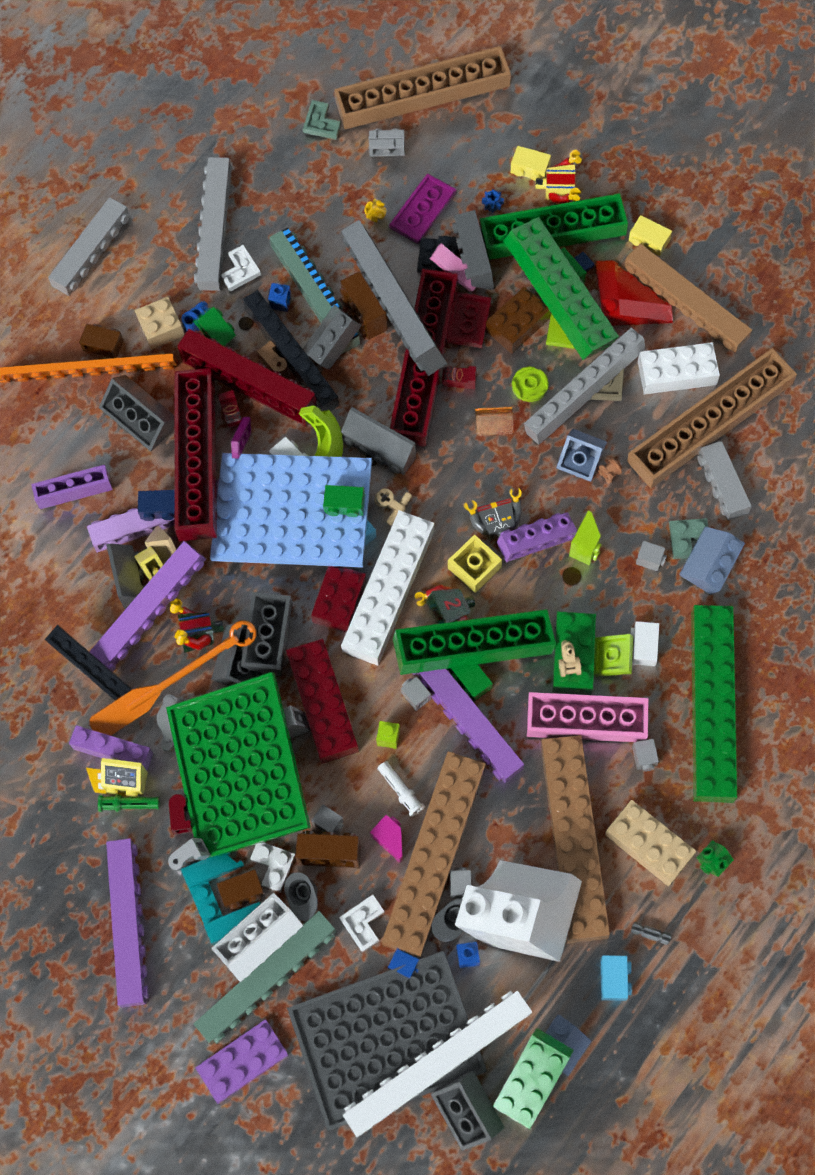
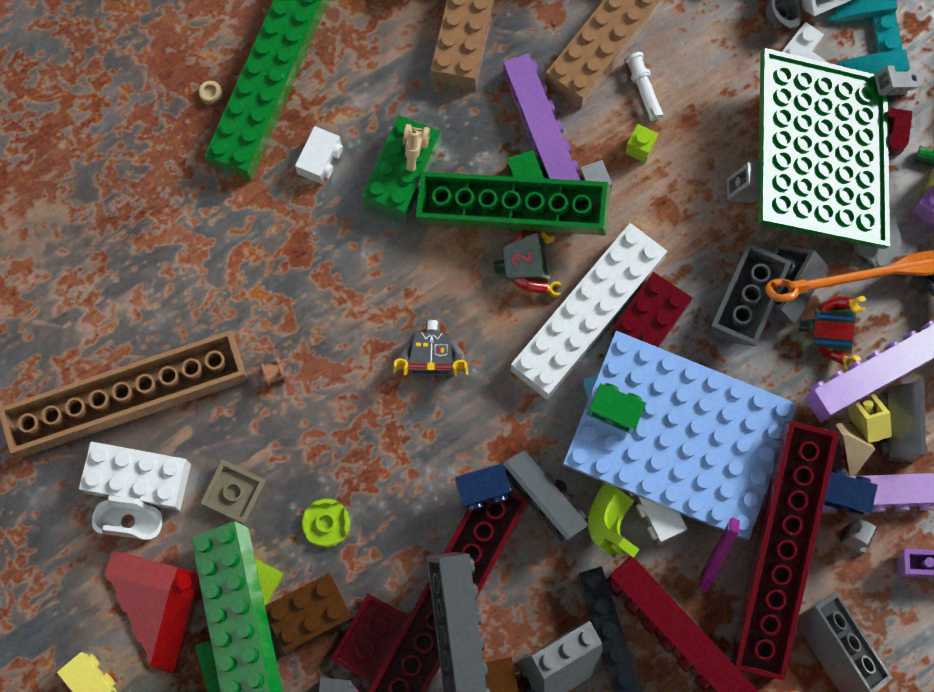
camera: 165 degrees left, 5 degrees up
(141, 482) = (859, 535): none -> light grey leg
(230, 408) = (719, 611): dark red leg -> none
(241, 890) = (848, 34): reddish brown brick -> none
(271, 360) = (647, 665): medium nougat leg -> none
(322, 701) = (705, 204): dark red brick -> none
(328, 820) = (734, 74): light grey brick -> none
(328, 849) = (742, 36): reddish brown brick -> none
(389, 836) = (673, 39): dark pink slope -> none
(391, 503) = (558, 419): tan piece -> none
(424, 423) = (483, 487): none -> dark blue brick
(459, 377) = (408, 558): dark red leg -> none
(474, 563) = (478, 303): light yellow brick -> none
(494, 421) = (388, 486): clear orange panel -> none
(536, 536) = (394, 311): medium lavender brick -> none
(571, 576) = (369, 264): dark brown piece -> none
(581, 454) = (299, 403): sand blue slope -> none
(584, 261) = (191, 675): dark blue tile -> none
(584, 386) = (259, 486): light grey brick -> none
(586, 543) = (339, 287): lime slope -> none
(587, 715) = (415, 92): bright pink brick -> none
(613, 655) = (358, 150): lime tile -> none
(645, 755) = (367, 39): light grey brick -> none
(651, 556) = (270, 252): light grey brick -> none
(674, 331) = (109, 514): none -> white piece
(682, 533) = (222, 271): sand green plate -> none
(687, 298) = (81, 574): medium nougat brick -> none
(712, 559) = (202, 221): sand blue slope -> none
(724, 481) = (145, 313): light grey brick -> none
(755, 671) = (210, 92): none -> tan tile

